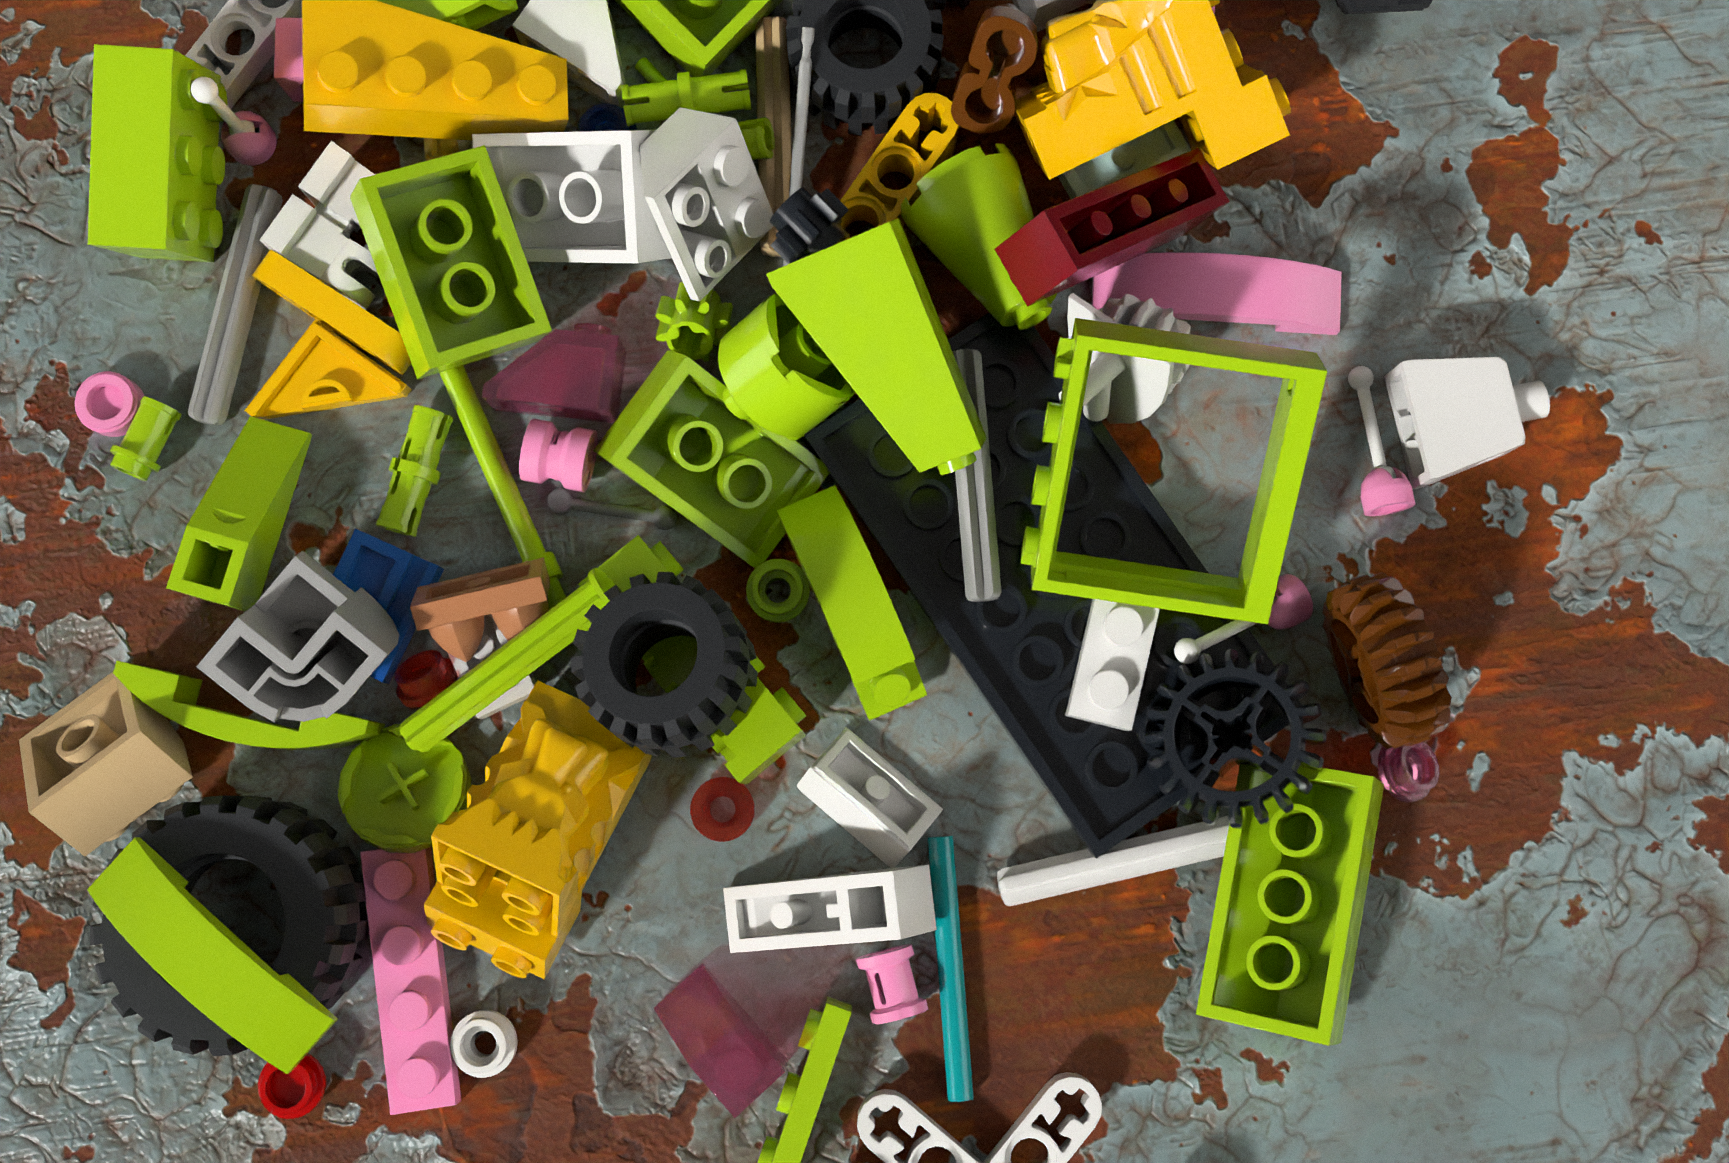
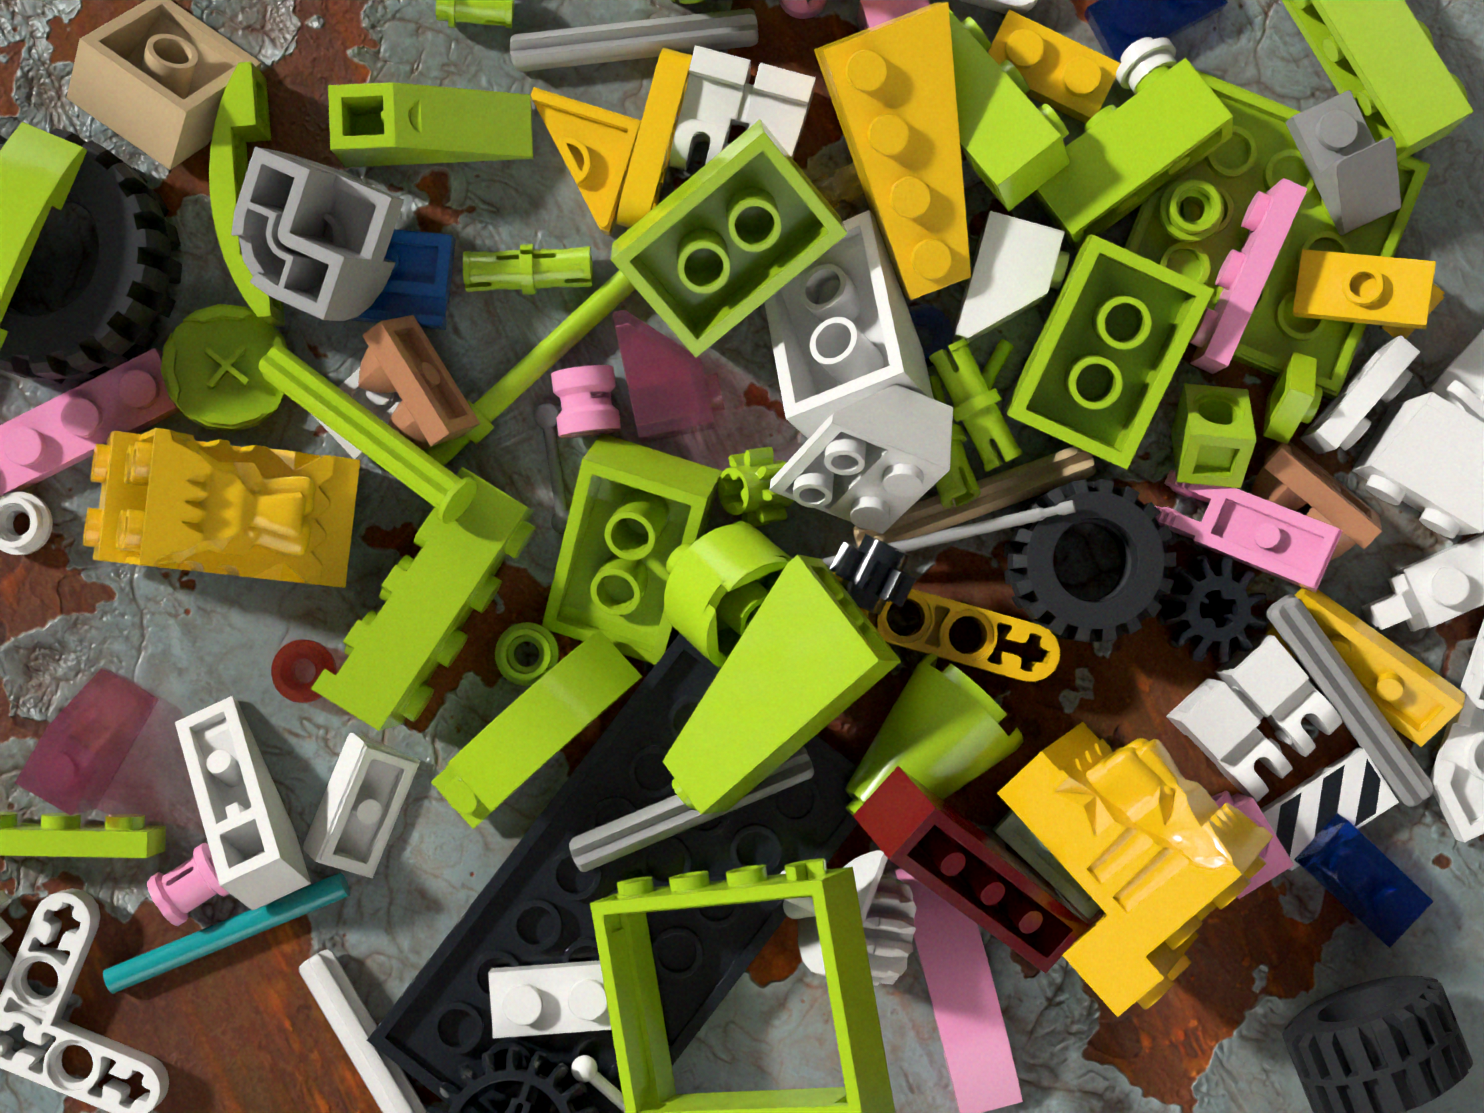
camera: 75 degrees right, 5 degrees up
(423, 677) = (332, 350): clear red plate -> none
(634, 624) = (388, 530): black tyre -> none
(1000, 49) = (1113, 702): reddish brown piece -> none

